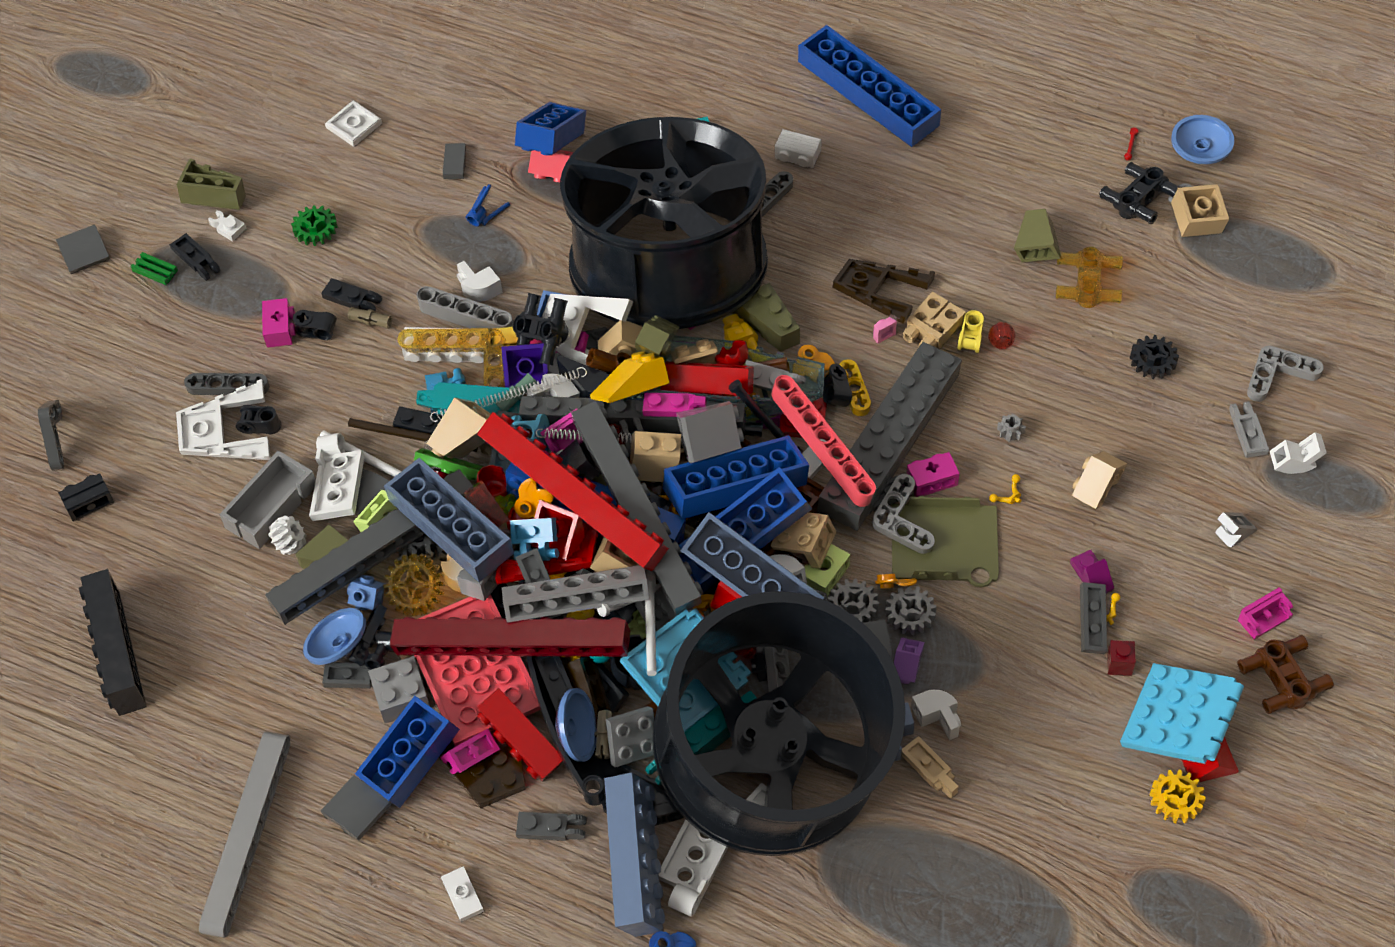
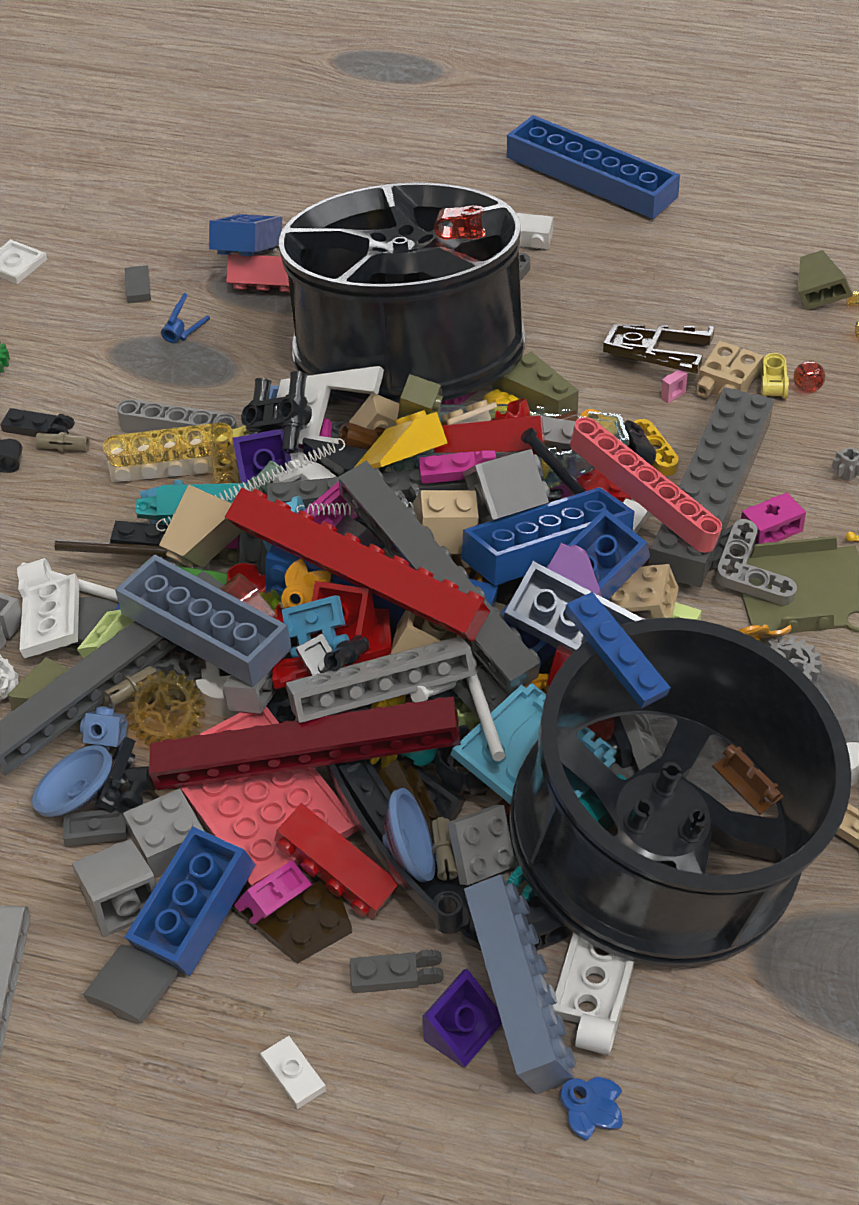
camera: 10 degrees left, 10 degrees down
(354, 727) = (115, 885): none -> light grey slope
(382, 565) = (122, 690): none -> dark tan axle
(478, 286) = (194, 392): white brick -> none
(553, 566) = (346, 652): none -> black pin
(588, 873) = (461, 1020): none -> dark purple slope
(711, 181) = (462, 223): none -> clear red piece
(741, 616) = (617, 649): none -> blue plate
(744, 520) = (575, 565): none -> medium lavender slope
(817, 737) = (747, 780): none -> reddish brown hinge

